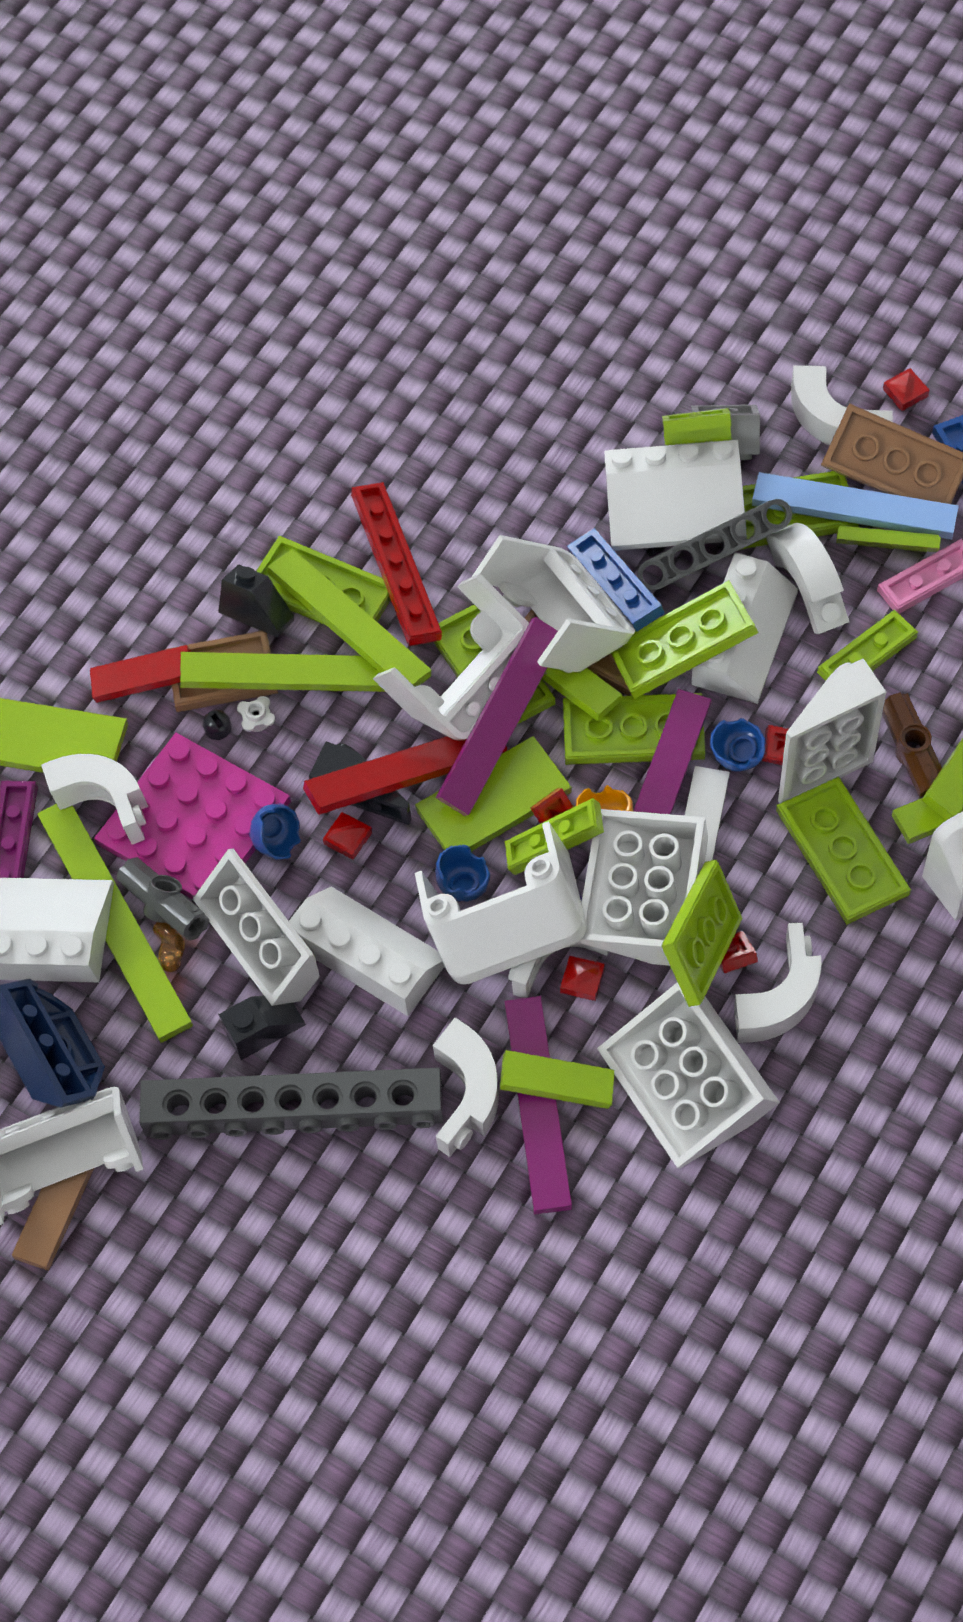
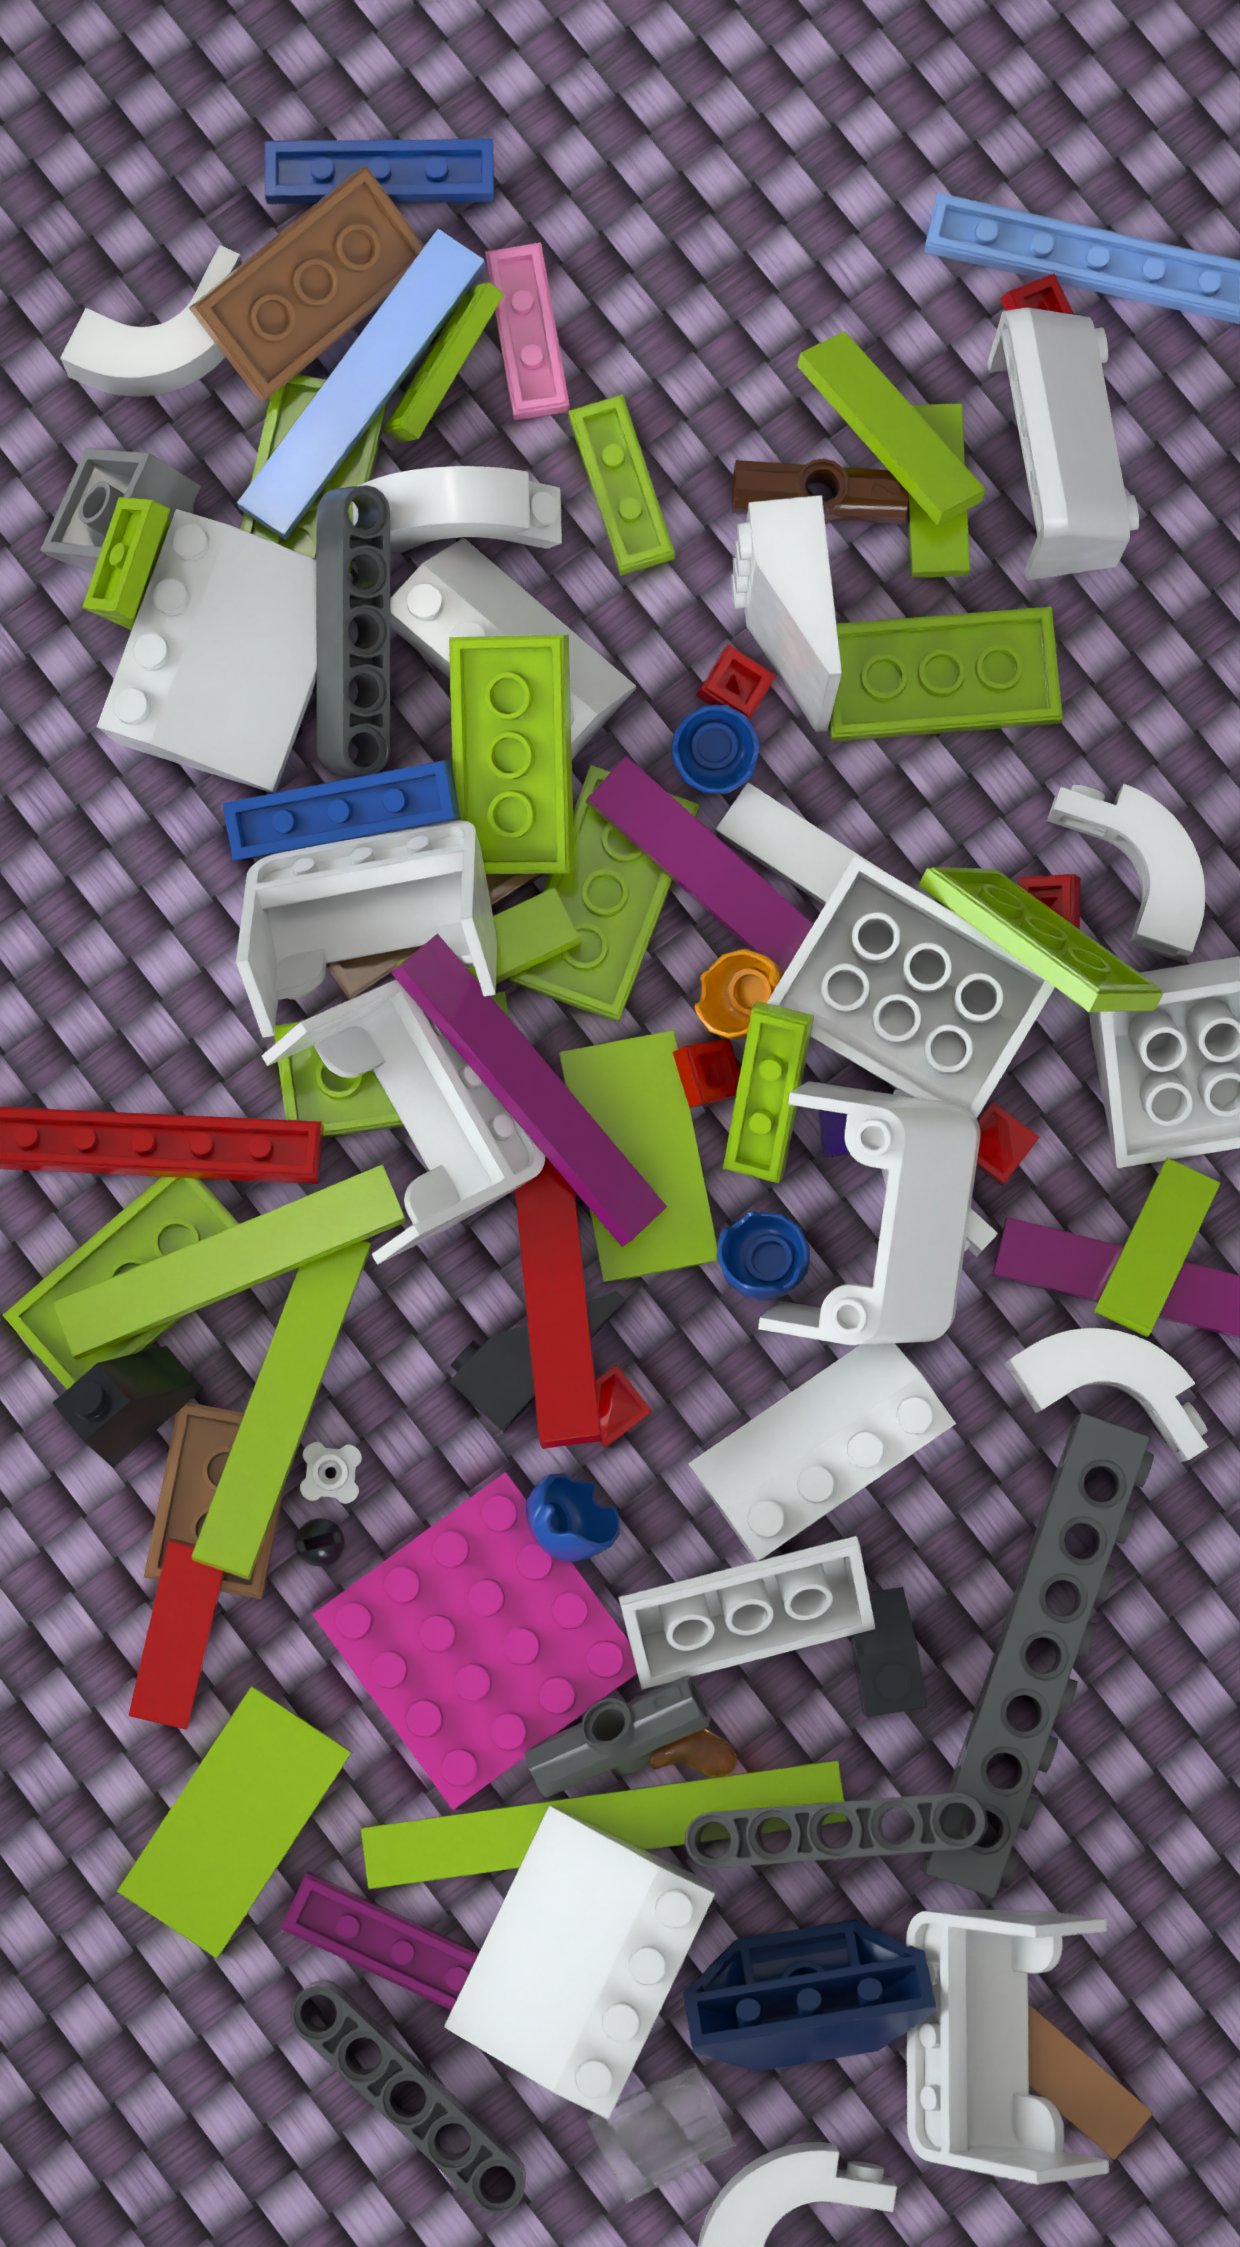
camera: 75 degrees left, 20 degrees up
(98, 778) = (351, 1790): white arch -> none
(150, 1034) = (806, 1823): none -> dark grey beam
(906, 389) = (165, 204): red tile -> none

